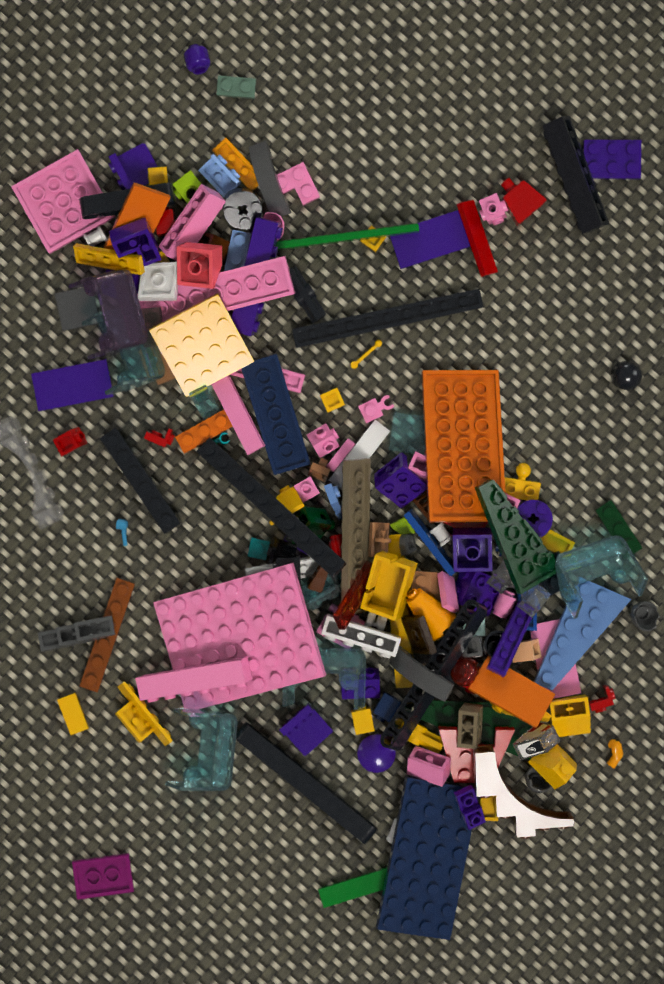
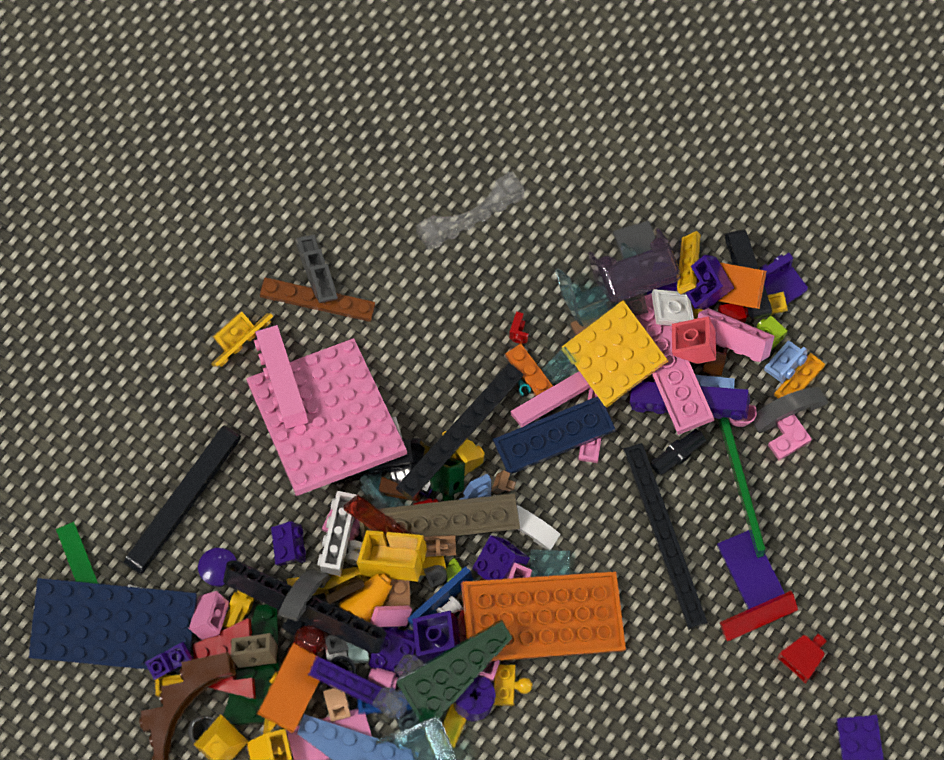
camera: 85 degrees right, 20 degrees down
(53, 201) = (739, 207): bright pink plate -> none
(70, 441) = (506, 247): red bracket -> none
(72, 385) = (561, 244): dark purple tile -> none
(73, 713) = (236, 275): yellow tile -> none
(95, 237) = (707, 249): white bush -> none
(103, 876) = (76, 317): magenta tile -> none
(122, 524) = (428, 304): dark azure hand -> none
(141, 480) = (473, 315): black brick -> none
(197, 59) = (898, 329): dark purple head -> none
(215, 751) = (209, 410): clear light blue windscreen -> none
(236, 87) = (876, 370): sand green plate -> none
(242, 219) = (753, 372): brick -> none
(258, 548) = (417, 430): teal plate -> none
(306, 489) = (480, 468): bright pink brick -> none
(306, 729) = (238, 493): dark purple bracket -> none
(323, 440) = (533, 482): bright pink brick -> none
(332, 400) = (575, 489): yellow plate -> none
(340, 455) = (523, 501): bright pink beam -> none
(350, 666) = (298, 526): clear light blue windscreen -> none
(354, 364) = (613, 509): yellow hinge -> none
(362, 720) = (251, 548): yellow brick -> none
(372, 410) = (569, 531): bright pink plate -> none
(374, 243) = (739, 516): yellow tile -> none
(386, 707) = (268, 566): dark blue brick -> none
(490, 203) = (790, 627): bright pink brick -> none
(536, 741) = (242, 721): slope -> none
(575, 174) = (838, 707): black brick -> none

